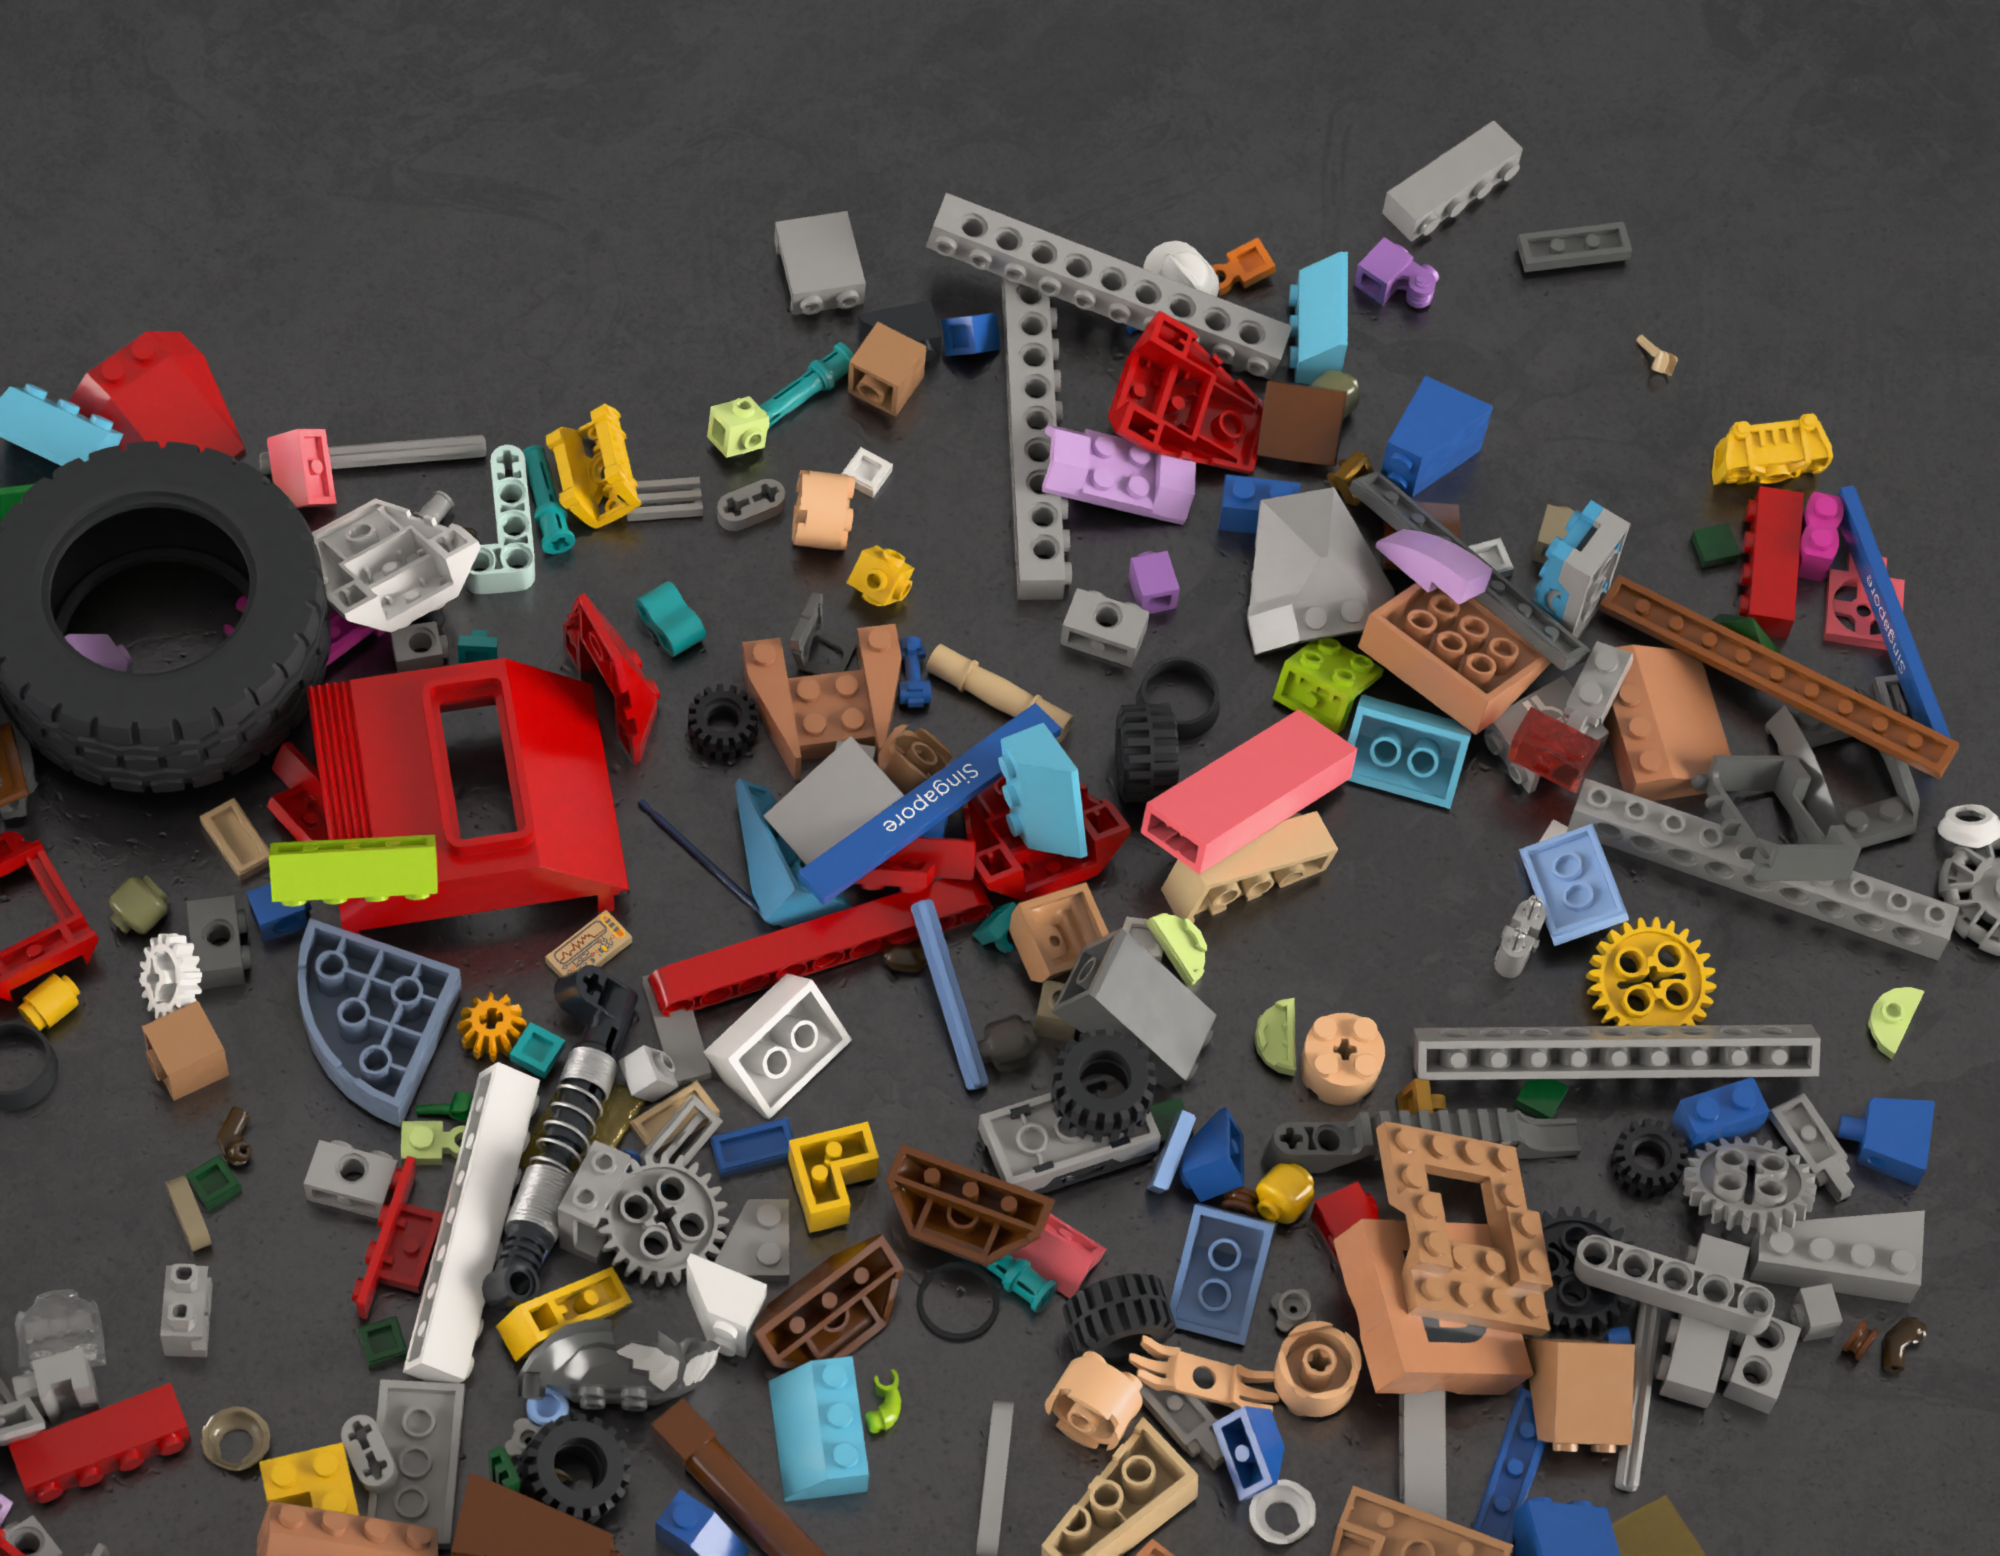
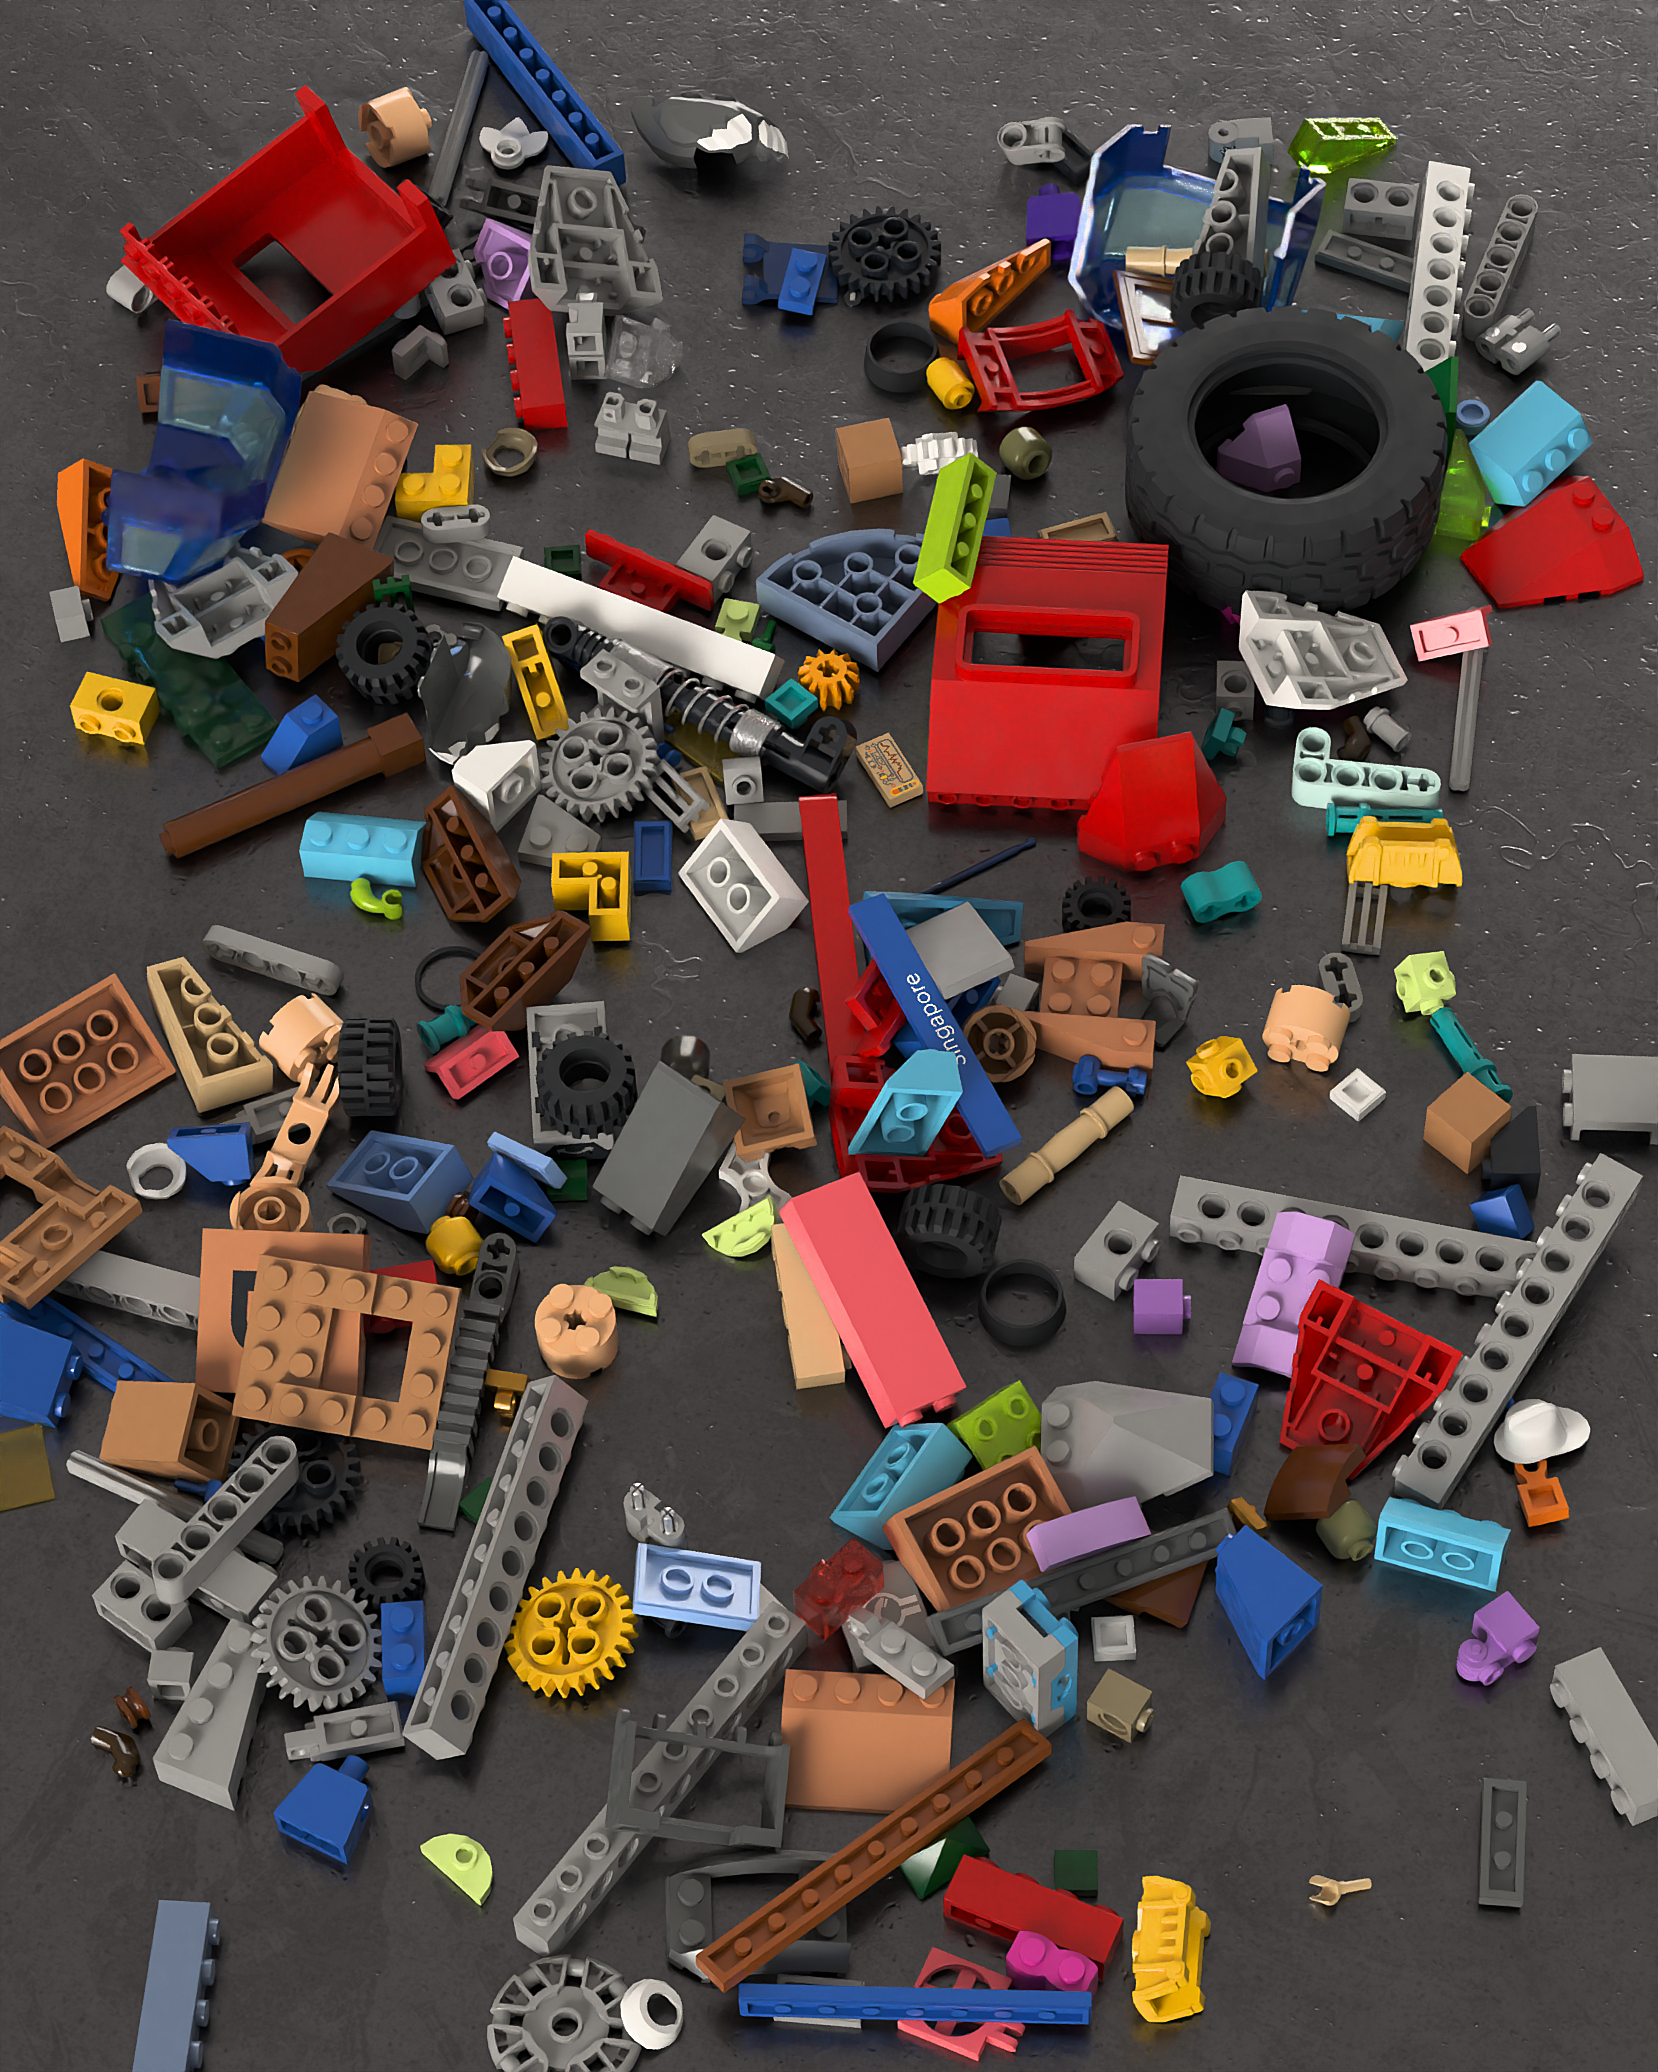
camera: 115 degrees right, 5 degrees down
(950, 994) = (748, 1019): medium blue axle -> none

